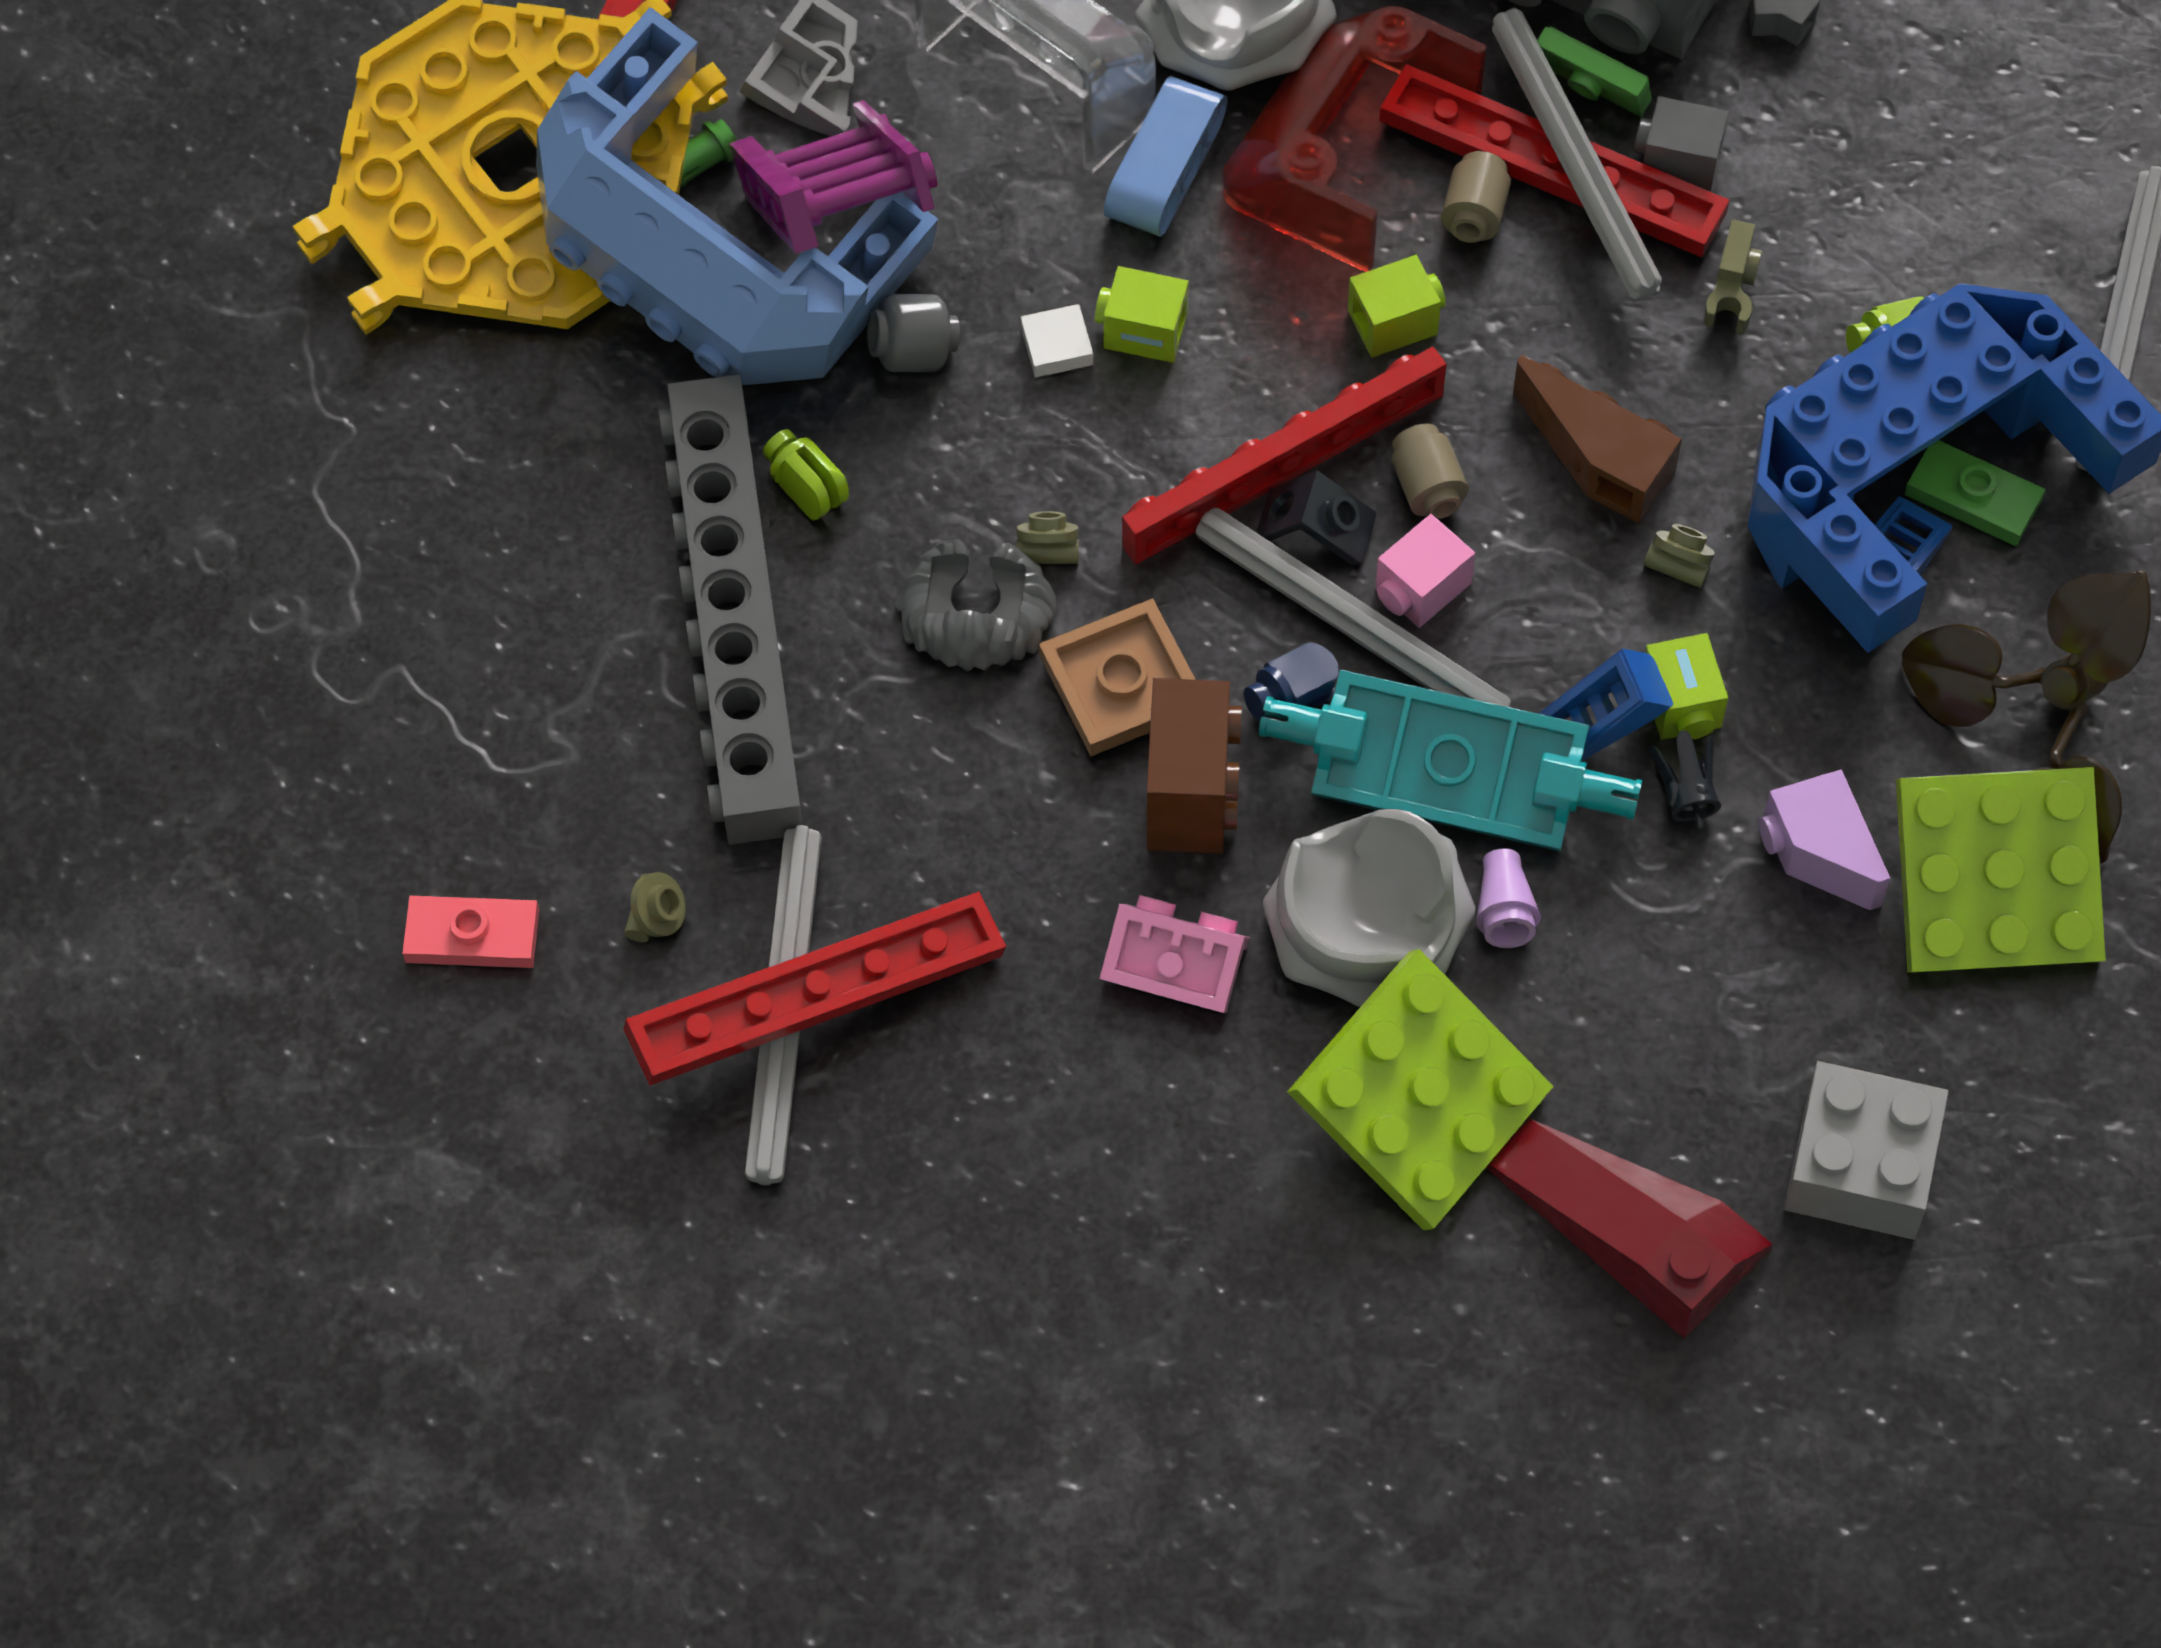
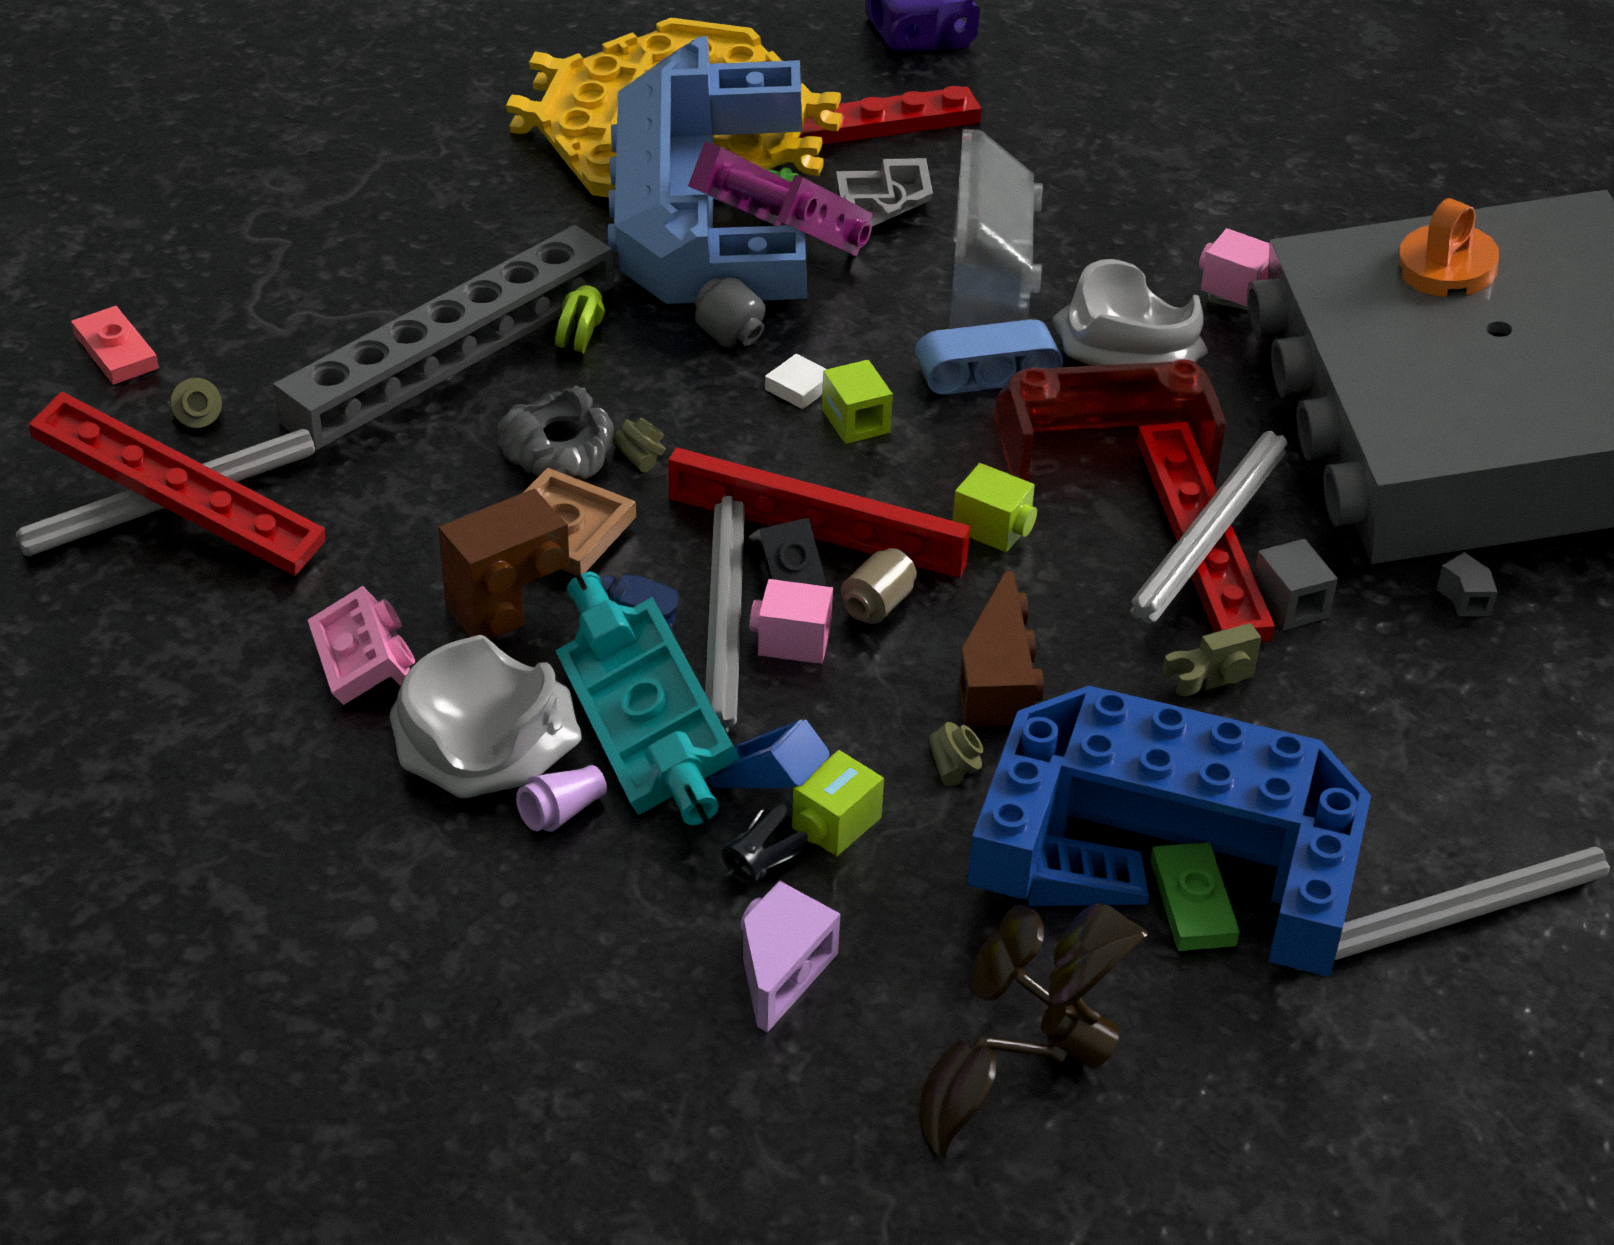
camera: 50 degrees right, 20 degrees down
(1420, 1089) = (339, 814): lime plate -> none
(1476, 197) = (1127, 506): dark tan brick -> none
(1595, 73) = (1291, 508): bright green plate -> none
(1645, 1230) = (334, 1020): dark red wedge -> none
(1866, 1150) = (511, 1116): light grey brick -> none
(2000, 869) = (848, 1067): lime plate -> none

